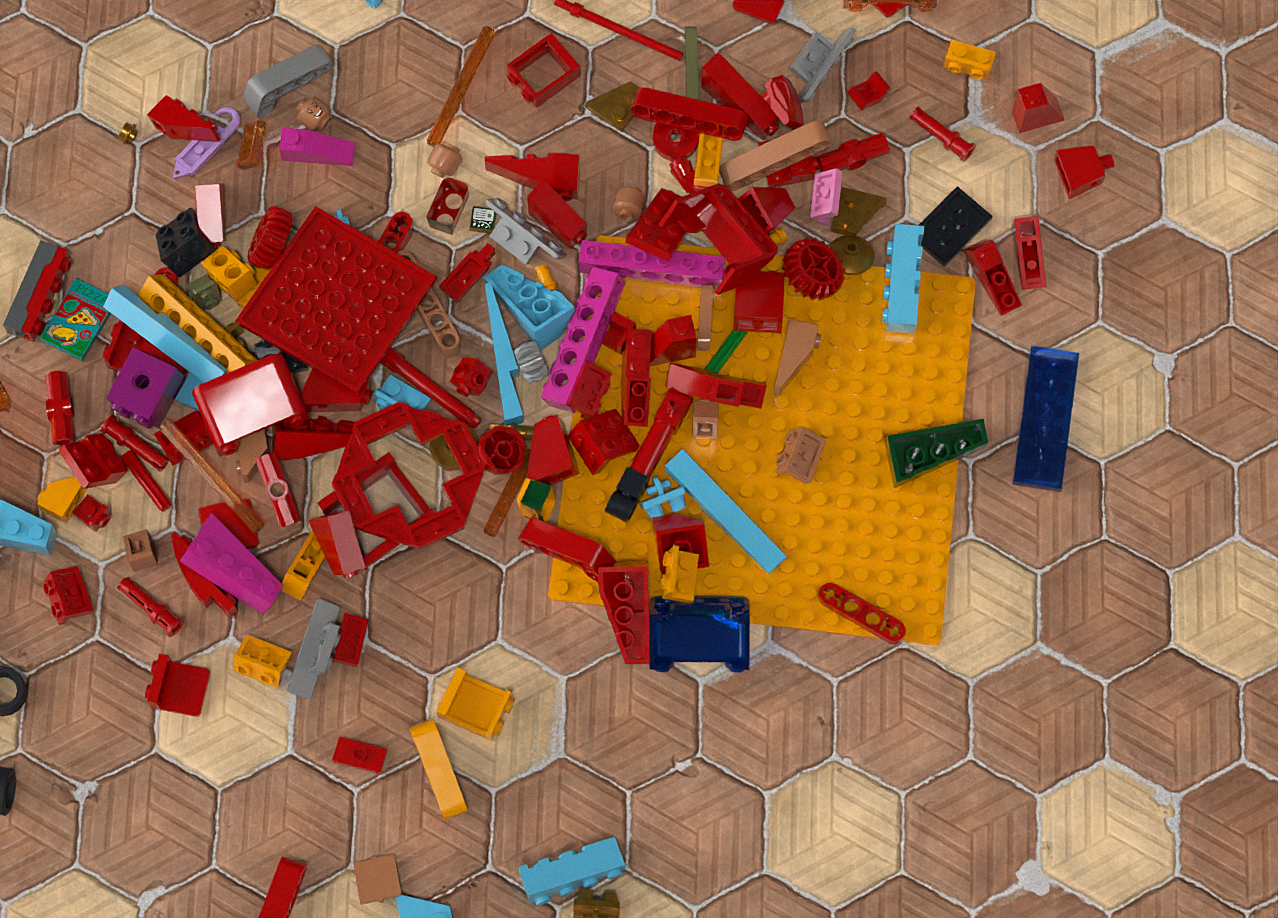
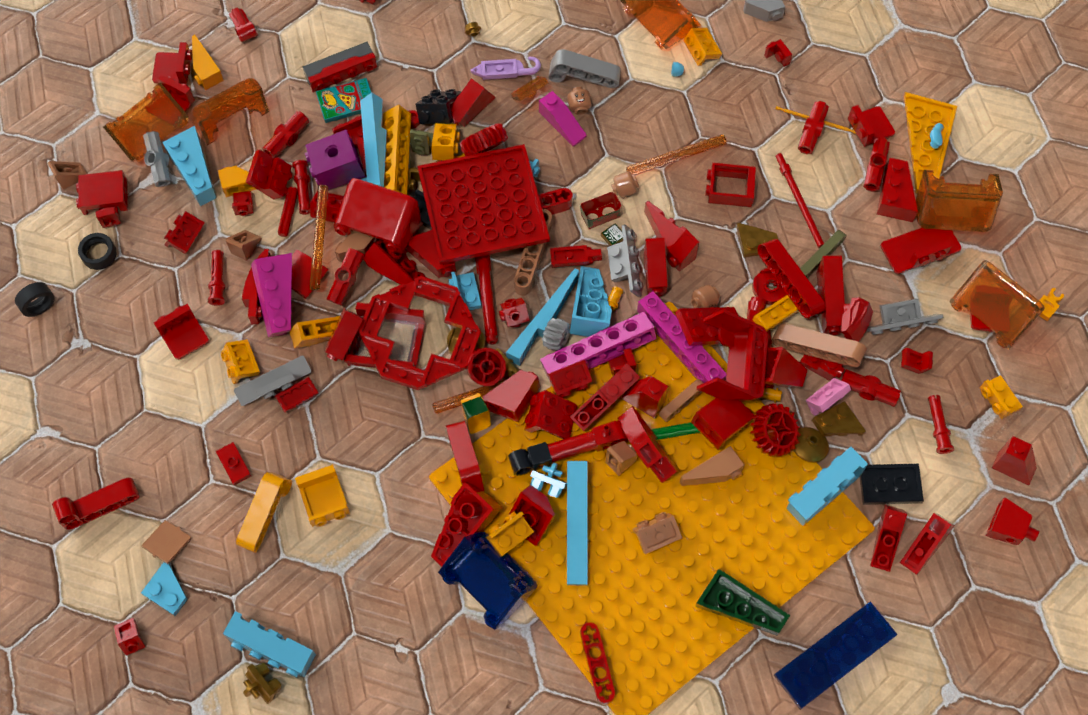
camera: 45 degrees right, 5 degrees down
(178, 122) = (504, 44): red slope -> none

